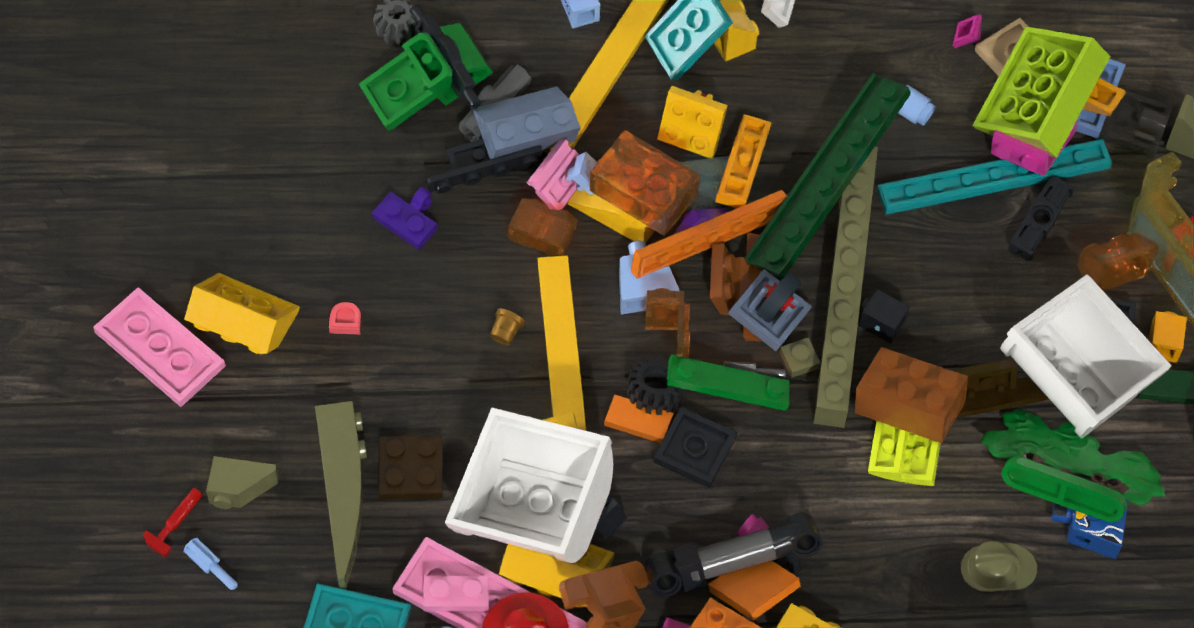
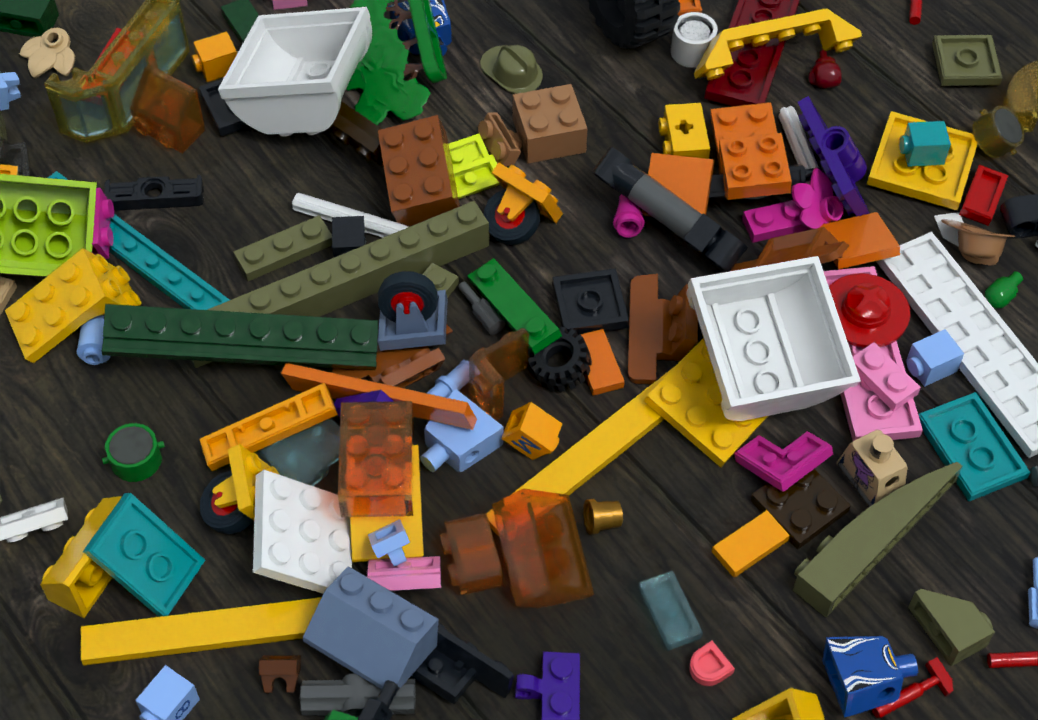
camera: 125 degrees left, 5 degrees down
(220, 428) = (915, 690): none -> red piece
(254, 395) = (865, 672): none -> blue torso
(391, 523) = (873, 466): none -> tan torso
(401, 319) = (670, 610): none -> clear light blue plate
(408, 407) = (750, 543): none -> light orange tile
(441, 470) = (785, 465): none -> dark pink tile
(507, 266) = (542, 548): none -> clear orange slope
(552, 71) = (280, 666): none -> reddish brown tile
(606, 321) = (532, 431): none -> light orange brick
(634, 107) = (299, 533): none -> white plate
(643, 484) = (657, 328): none -> dark orange plate
(696, 298) = (454, 380): none -> light blue pin
(791, 79) = (133, 452): none -> piece
(827, 455) = (517, 208): none -> plate
(901, 539) = (549, 123): none -> medium nougat brick
(911, 495) = (500, 141): none -> medium nougat piece
(917, 274) = (283, 248): none -> olive plate
(918, 333) = (315, 207): none -> white axle
(953, 108) = (67, 301): none -> yellow bracket

